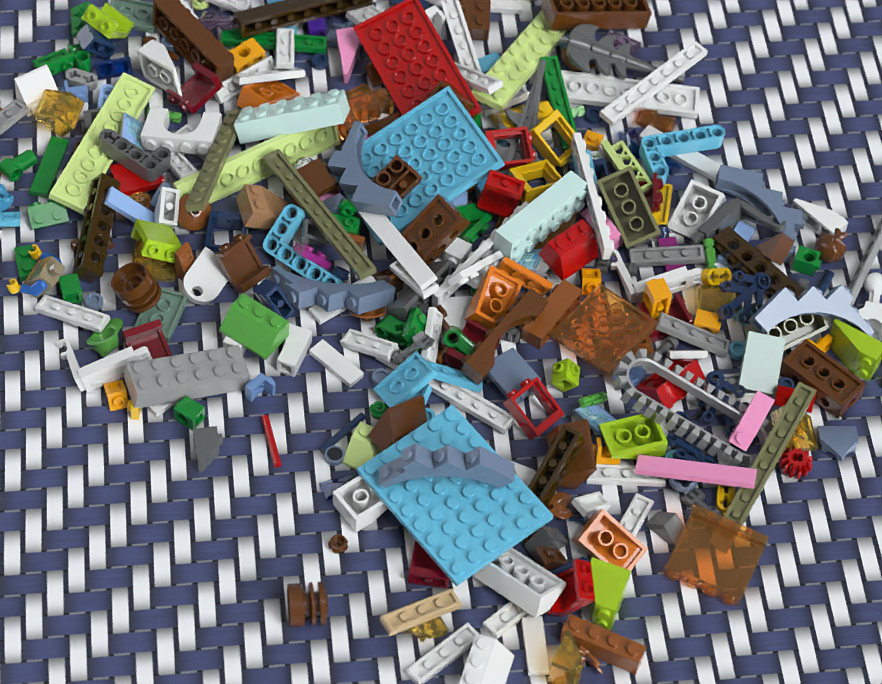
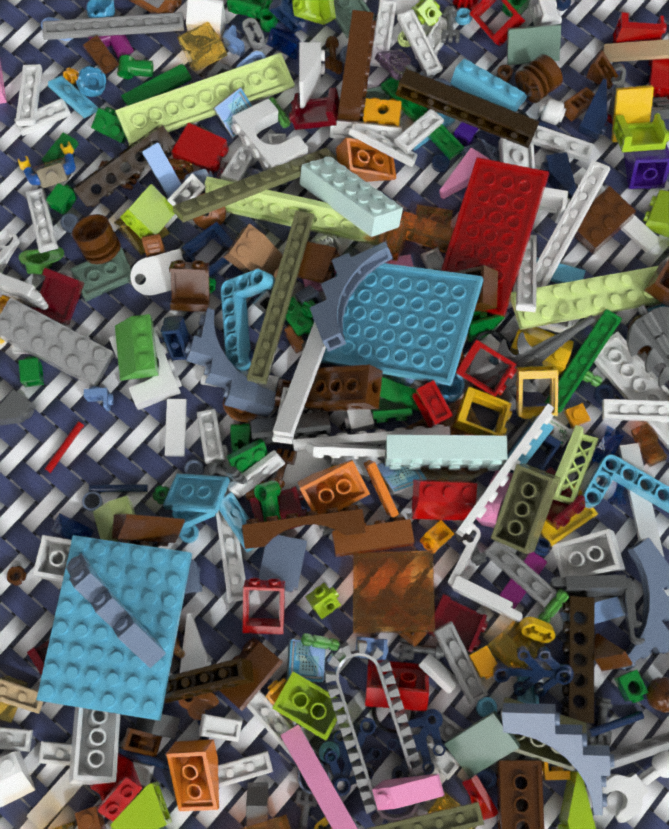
camera: 50 degrees right, 20 degrees up
(132, 157) = (205, 126): dark grey beam -> none
(308, 252) = (245, 324): magenta plate -> none
(378, 125) = (420, 258): reddish brown slope -> none
(398, 177) = (363, 320): reddish brown slope -> none
(657, 297) = (459, 607): light orange brick -> none

